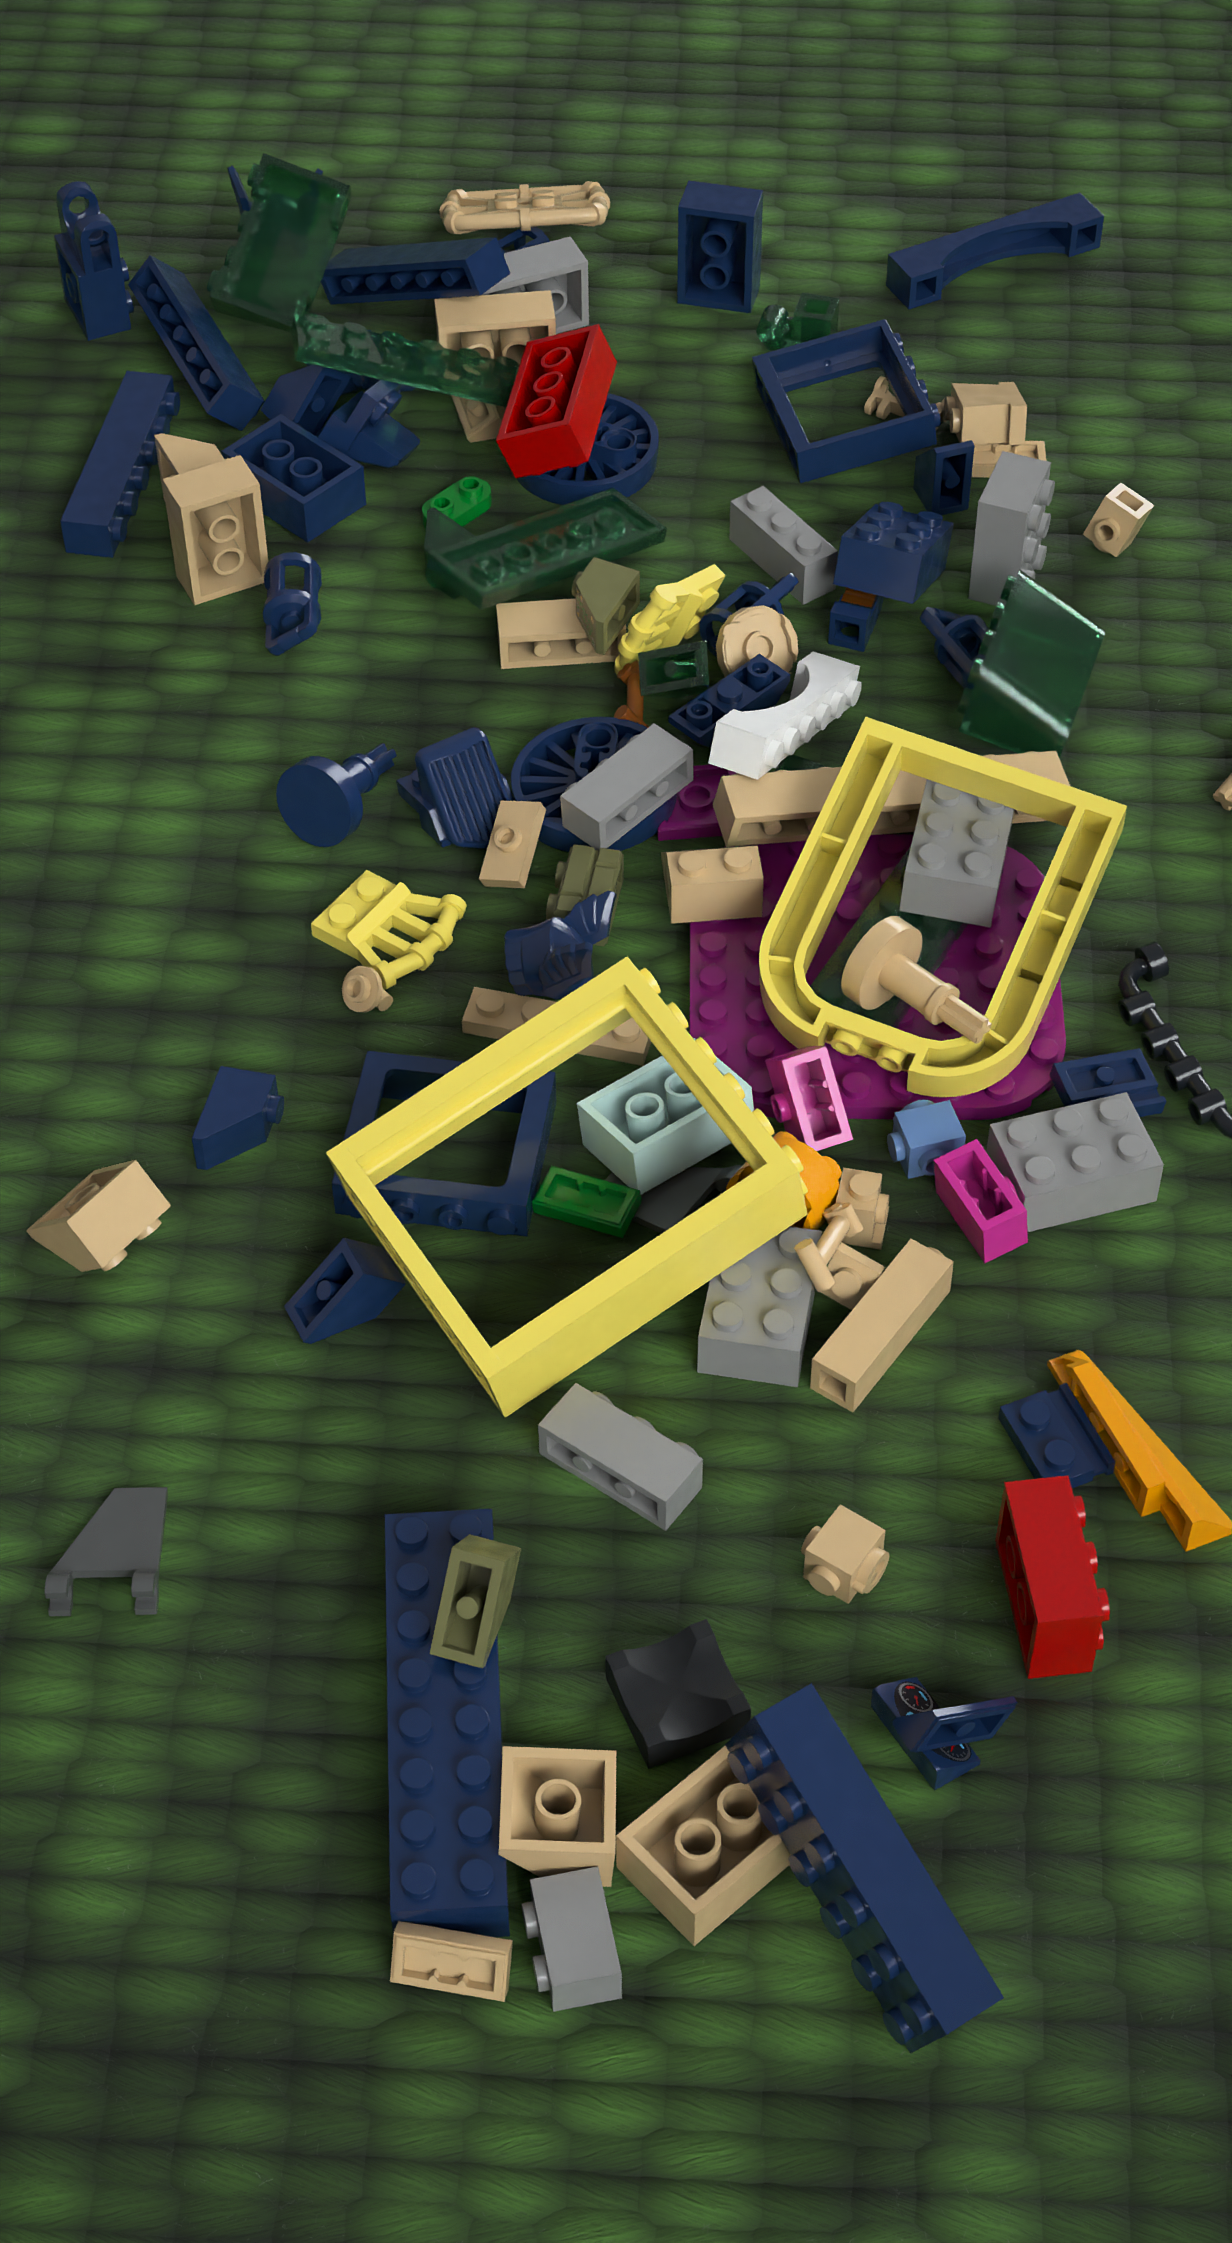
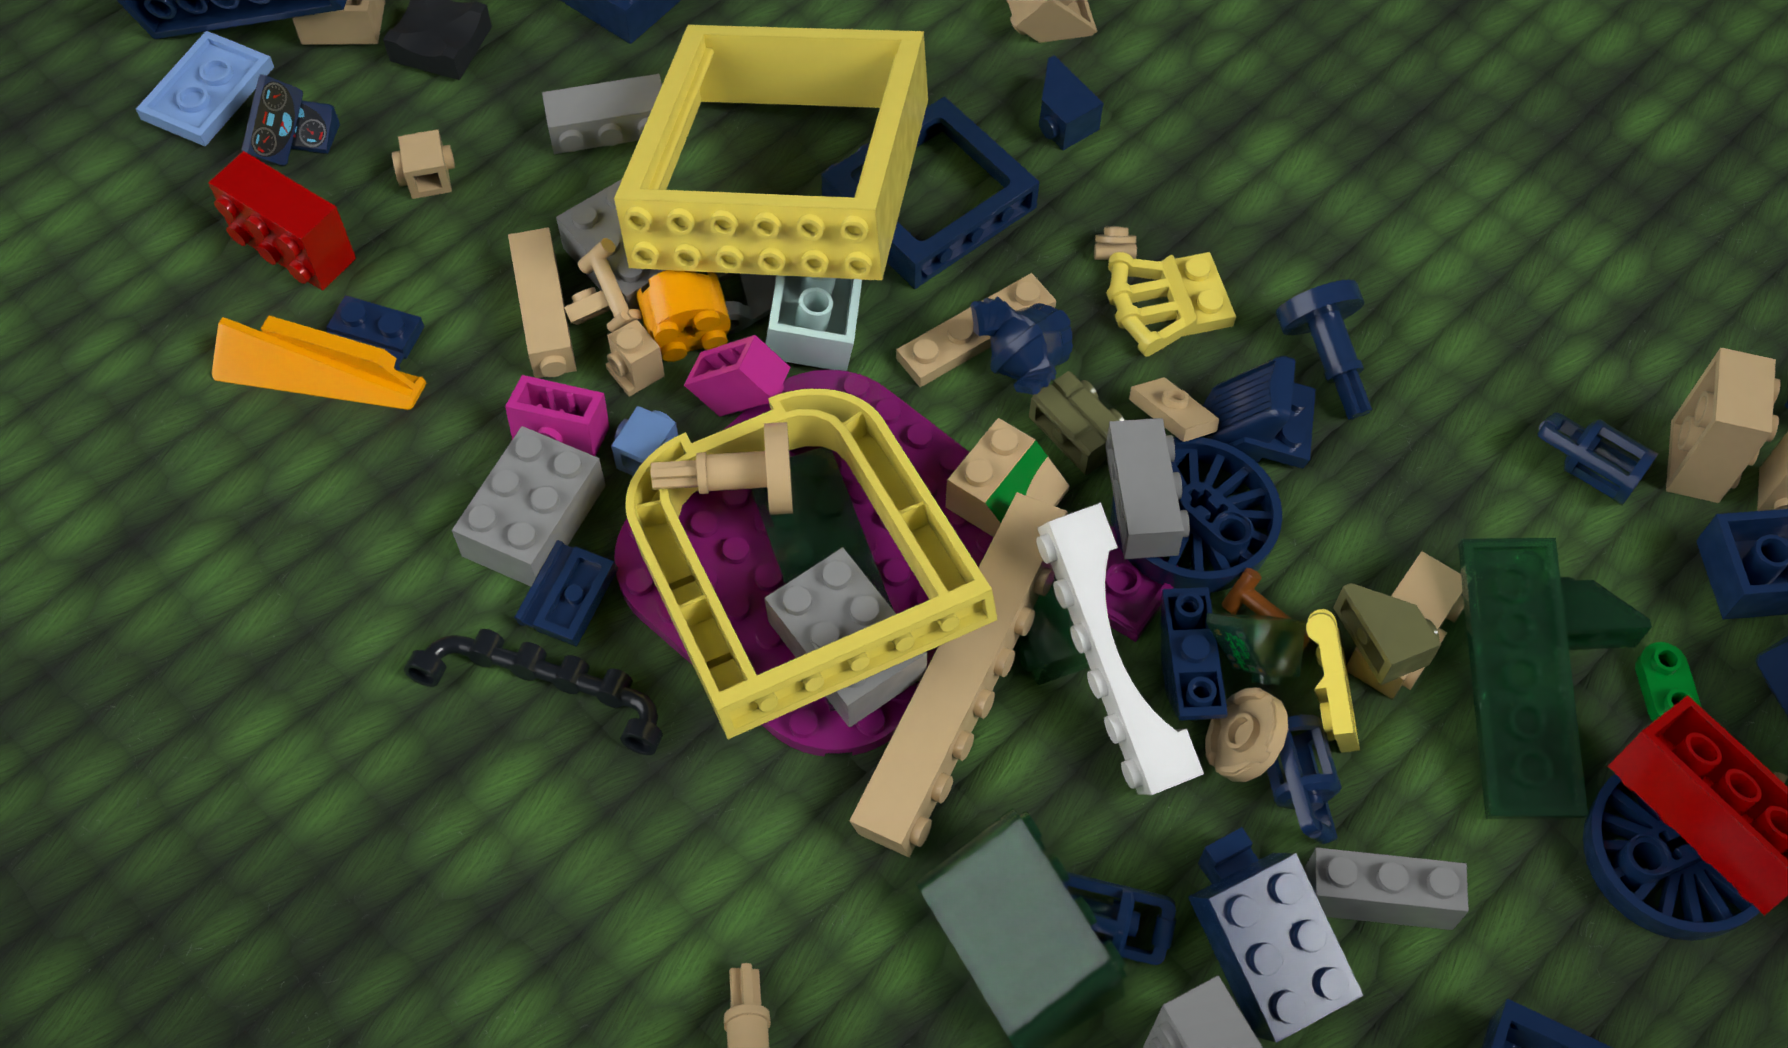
camera: 130 degrees right, 10 degrees up
(992, 1853) = (204, 88): none -> light blue plate

